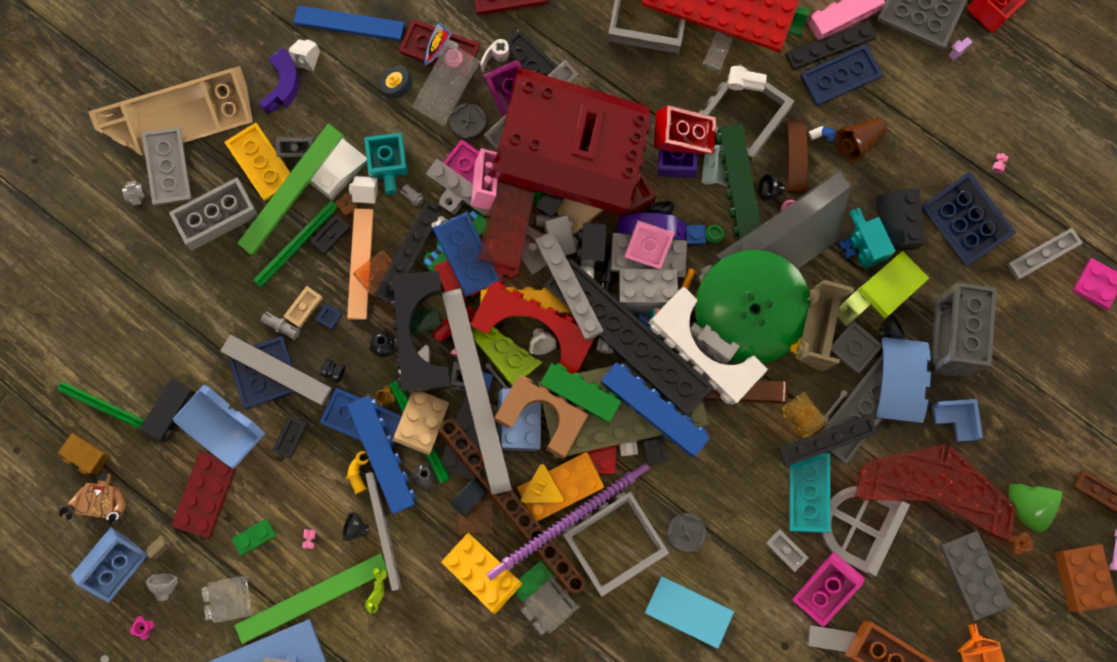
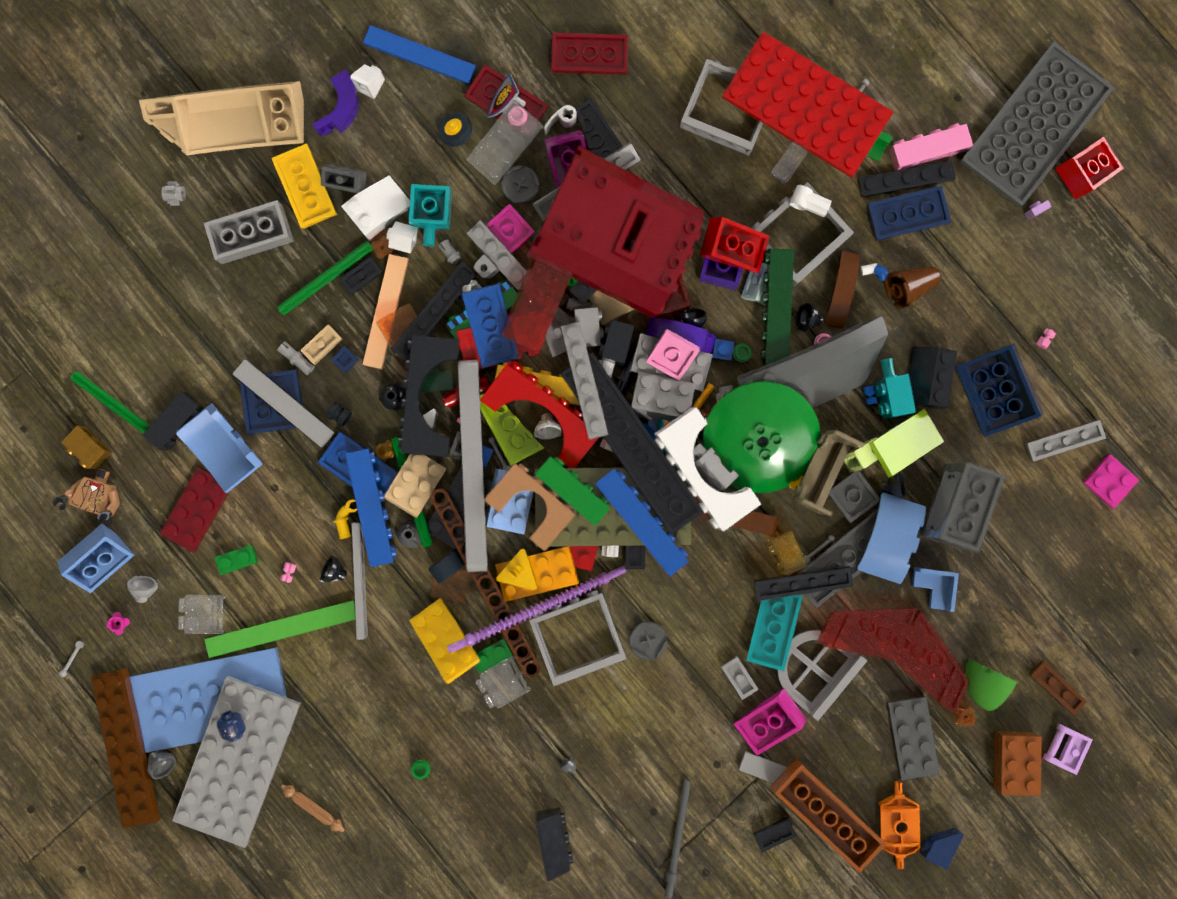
camera: 15 degrees right, 10 degrees up
(158, 547) = (143, 551): dark tan slope -> none
(166, 166) = (209, 172): light grey plate -> none
(290, 189) = (329, 222): bright green tile -> none
(290, 437) = (286, 471): black plate -> none
(378, 593) = (344, 637): lime arm -> none
(483, 185) = (520, 264): bright pink brick -> none
(689, 612) = (634, 715): medium azure tile -> none

